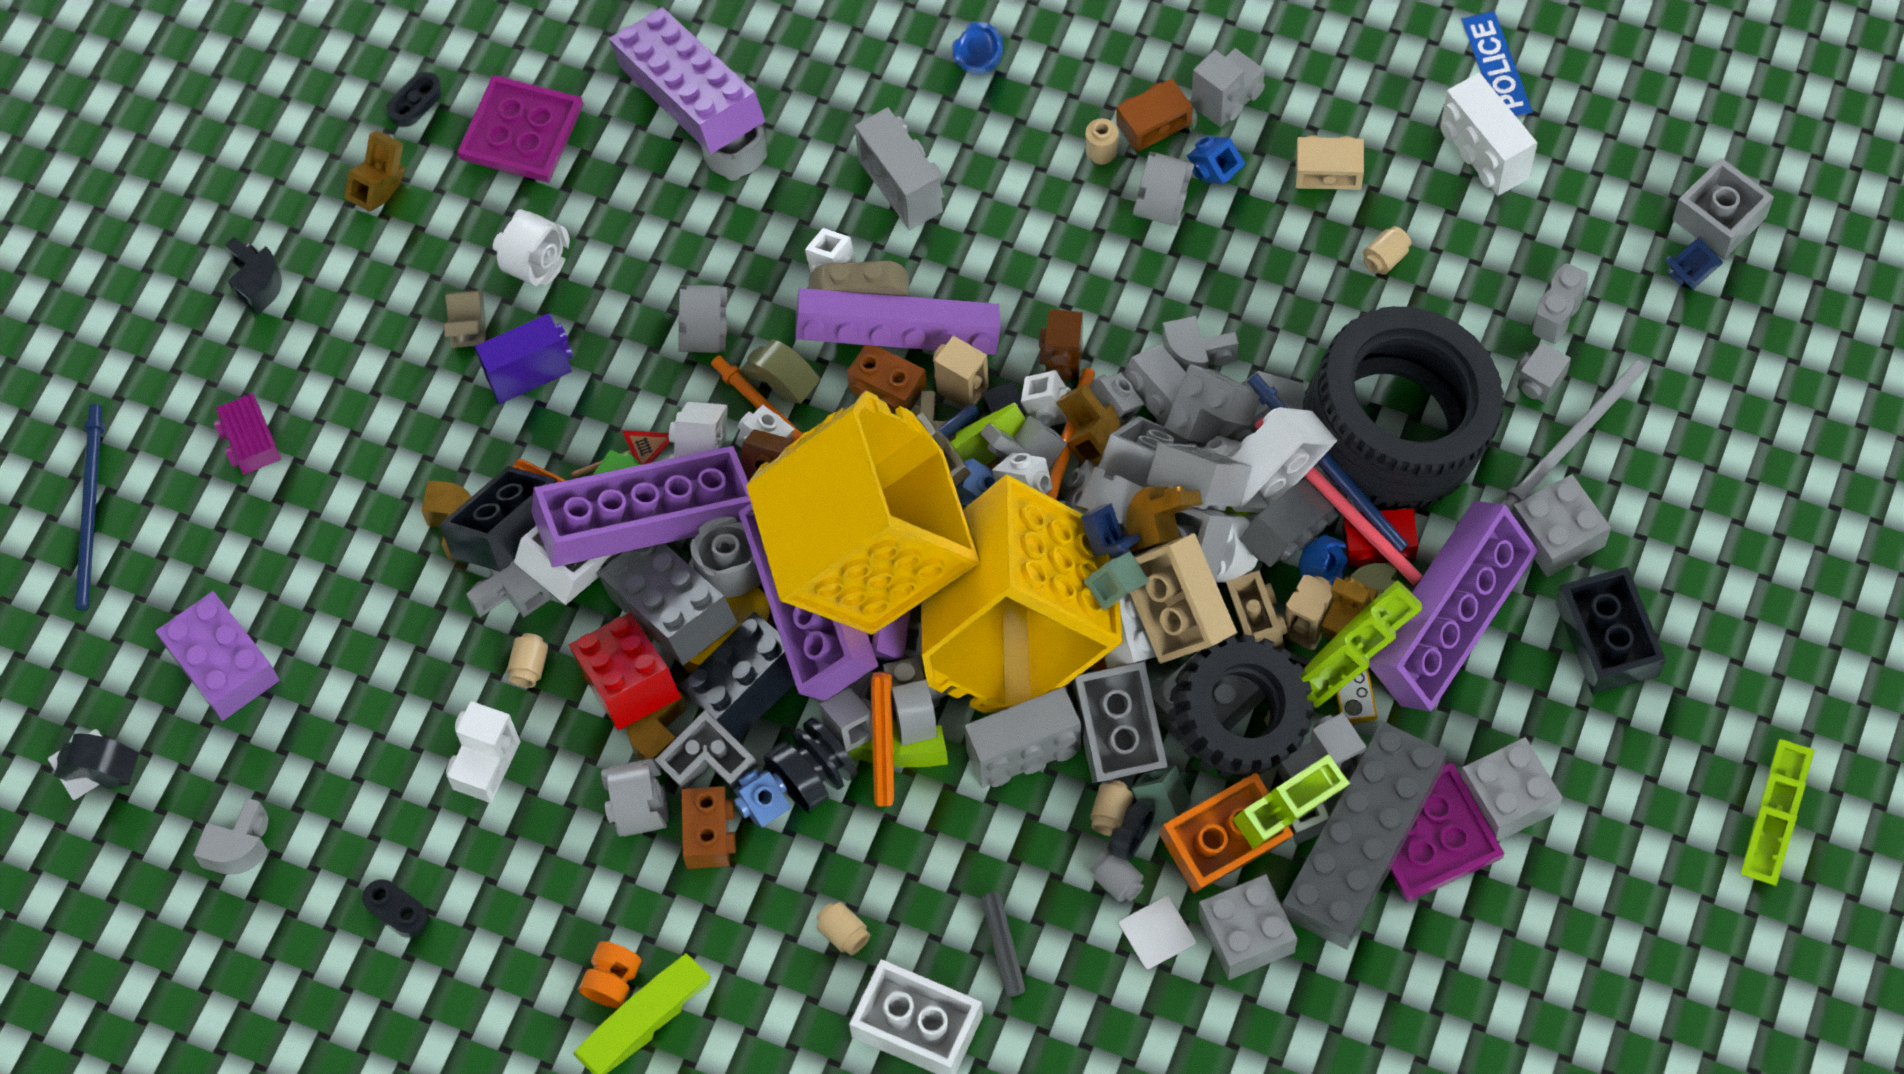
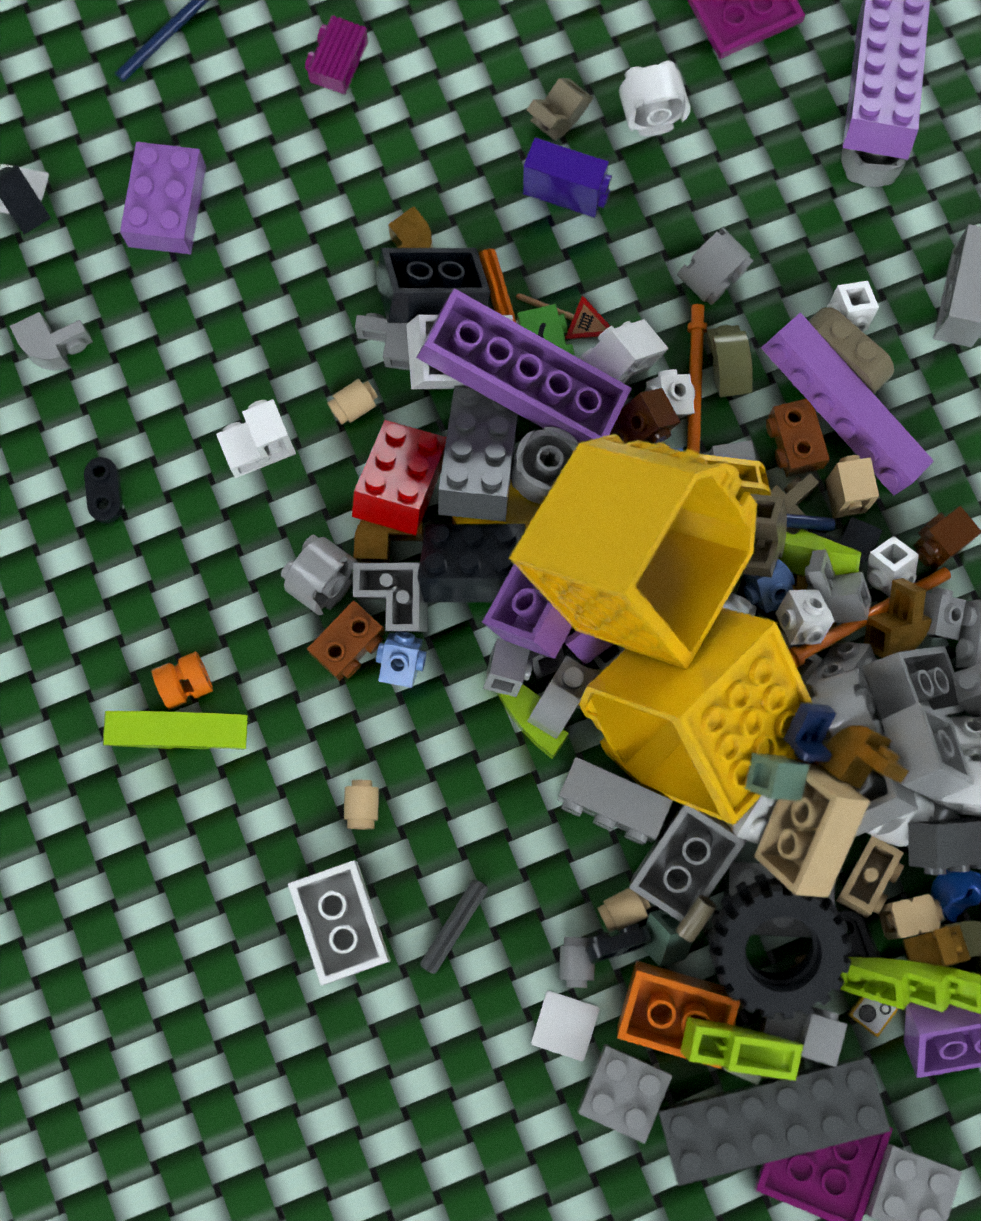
camera: 45 degrees right, 15 degrees up
(816, 760) = (452, 671): black wheel -> none
(882, 738) = (515, 705): orange axle -> none
(1166, 751) = (696, 918): none -> dark tan piece

